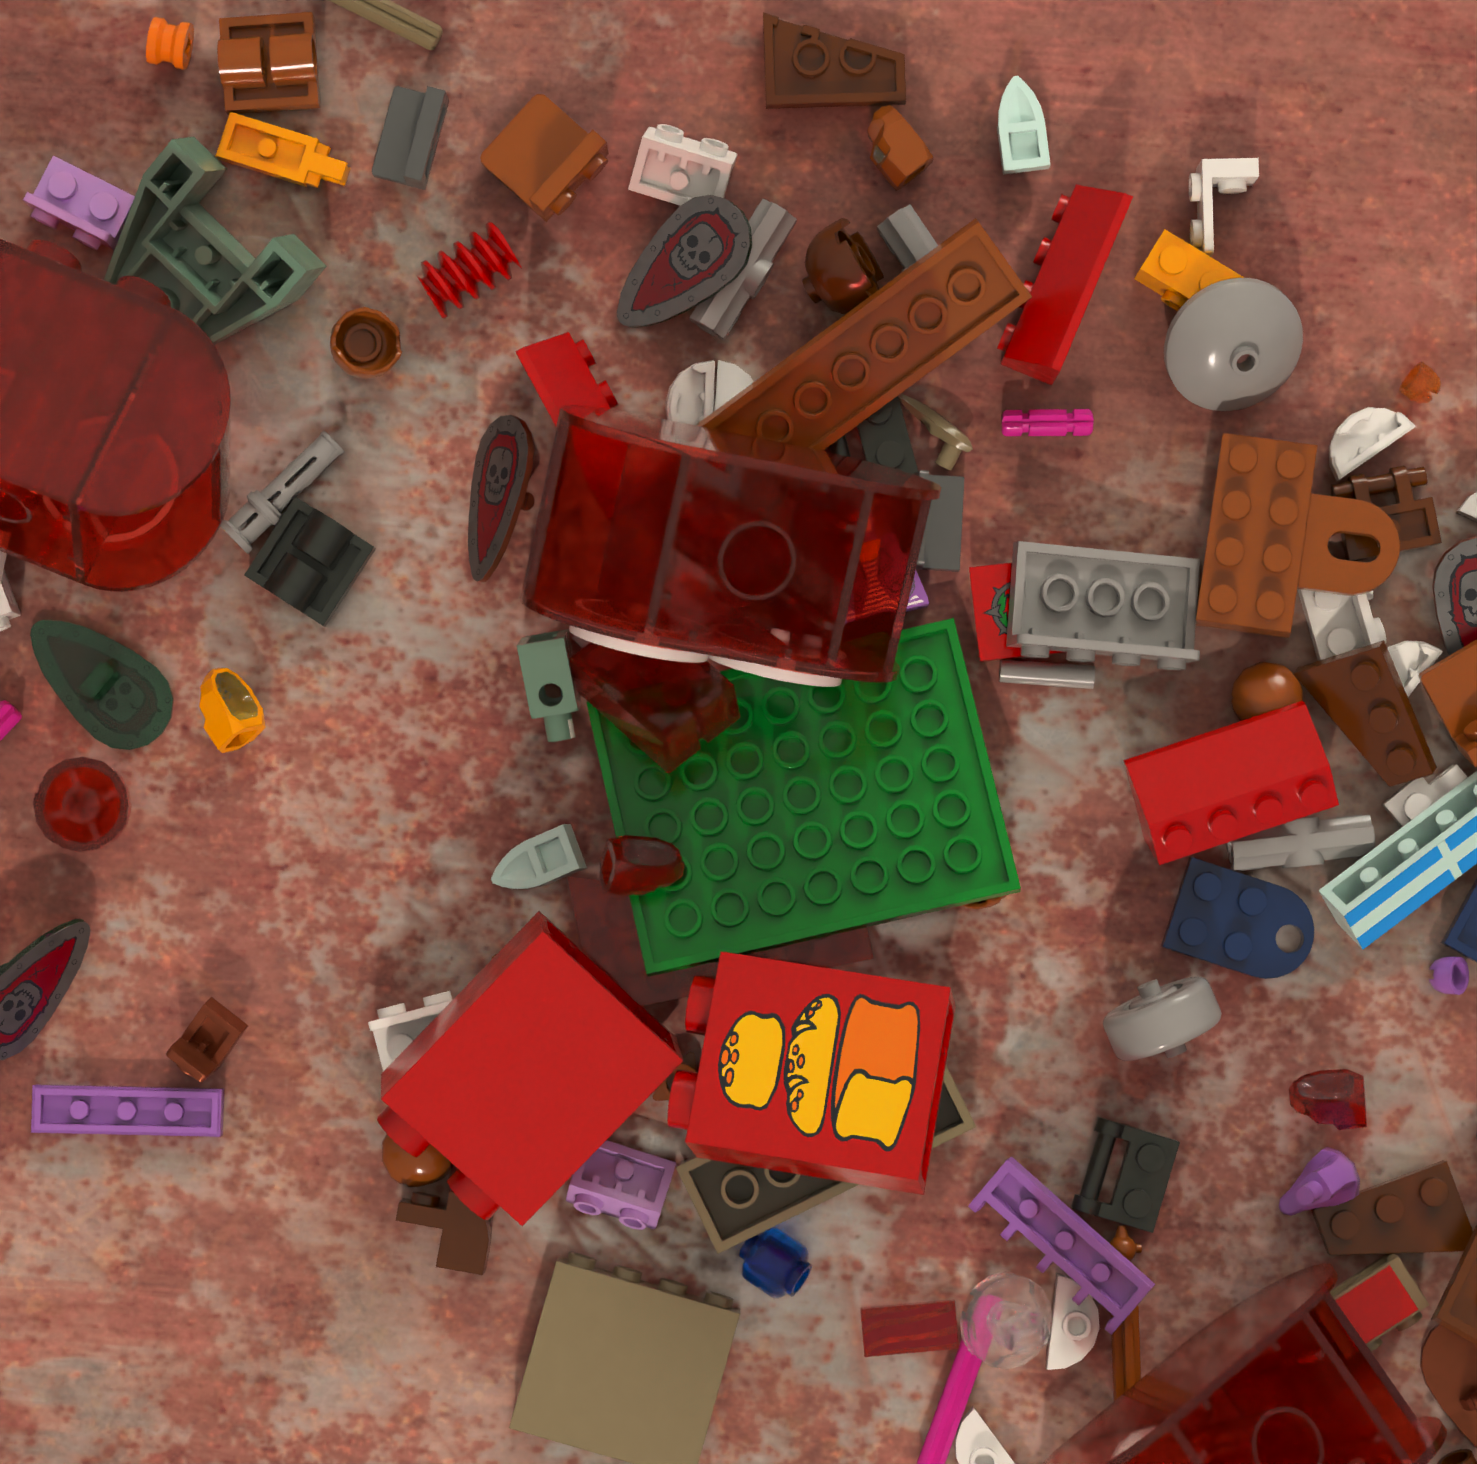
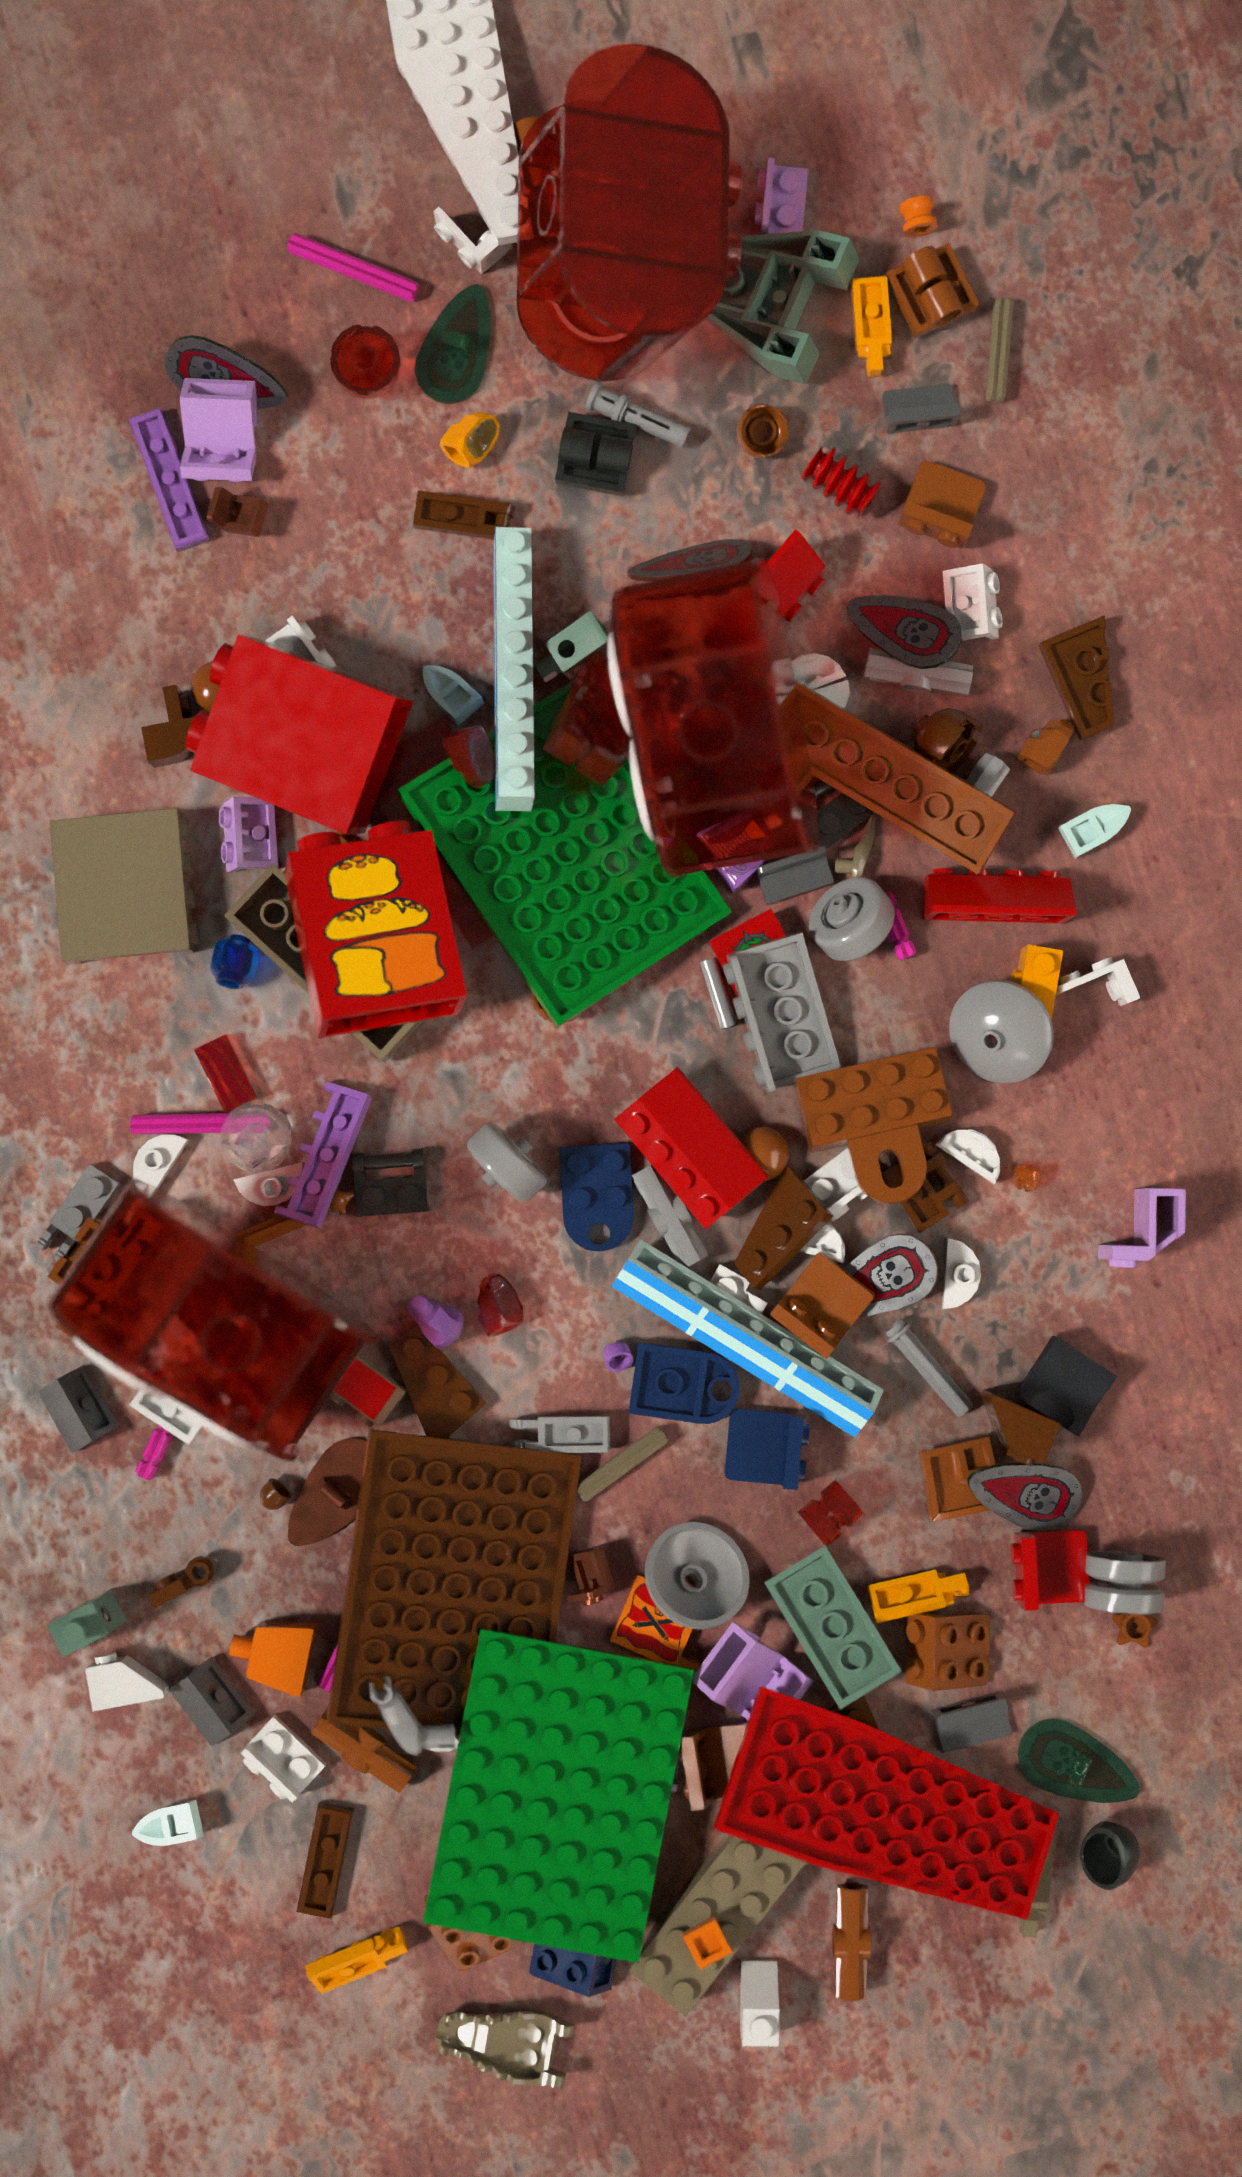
camera: 65 degrees right, 0 degrees up
(93, 1023) = (218, 429): none -> lavender piece
(322, 758) = (460, 514): none -> reddish brown plate
(548, 770) = (513, 669): none -> light aqua brick
(1020, 473) = (851, 919): none -> light grey wheel

